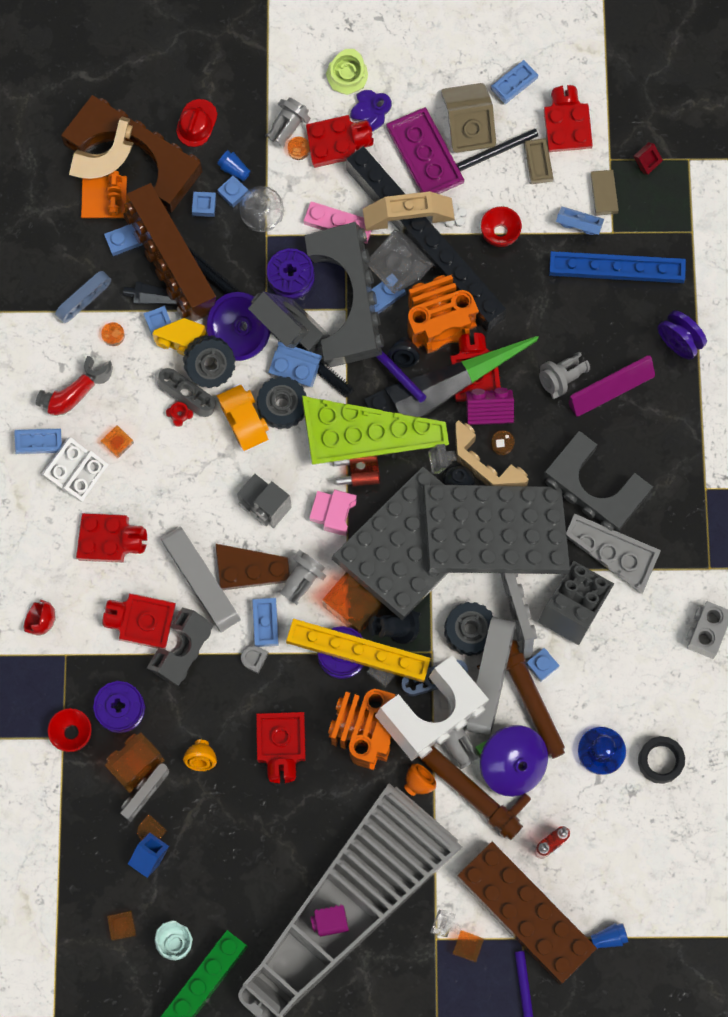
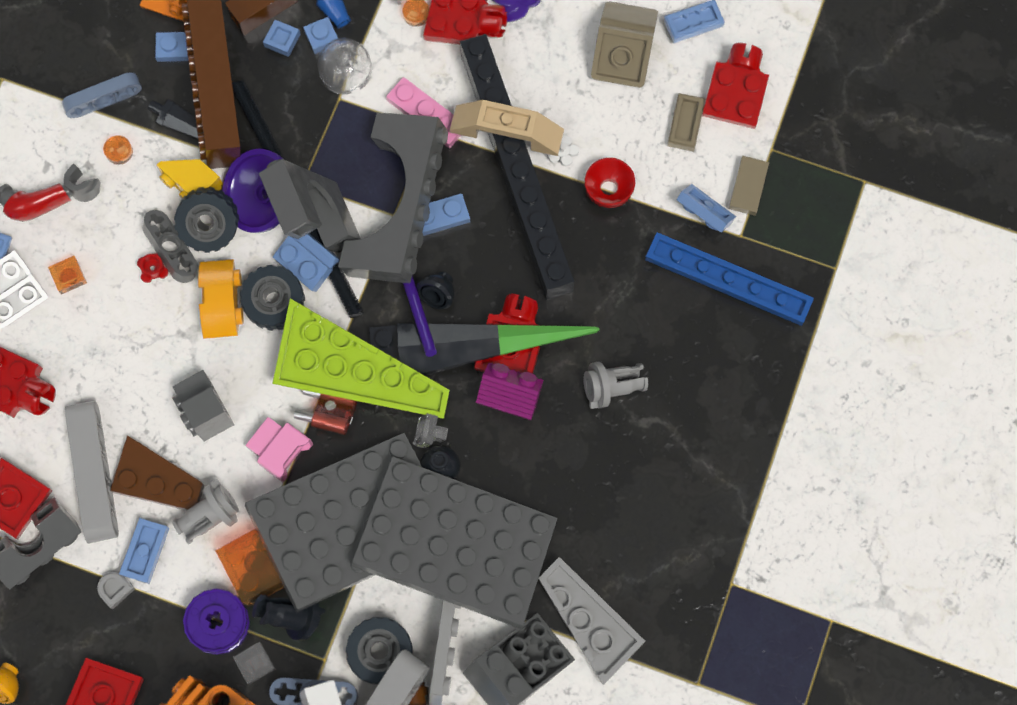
camera: 20 degrees right, 0 degrees up
(157, 318) = (173, 149): medium blue plate -> none
(290, 261) = (341, 137): dark purple wheel -> none
(358, 650) = (230, 629): yellow plate -> none
(399, 262) = (474, 182): clear slope -> none
(425, 152) = (558, 67): magenta tile -> none
(439, 313) = (493, 259): orange piece -> none
(487, 475) = (465, 419): tan slope -> none
(497, 149) = (642, 92): black bar -> none
(502, 442) = (510, 438): clear orange tile -> none
(610, 511) = (605, 570): dark grey arch -> none
(612, 386) = (666, 418): magenta slope -> none
(648, 158) = (816, 163): dark red plate -> none
(682, 334) = (773, 387): dark purple wheel -> none

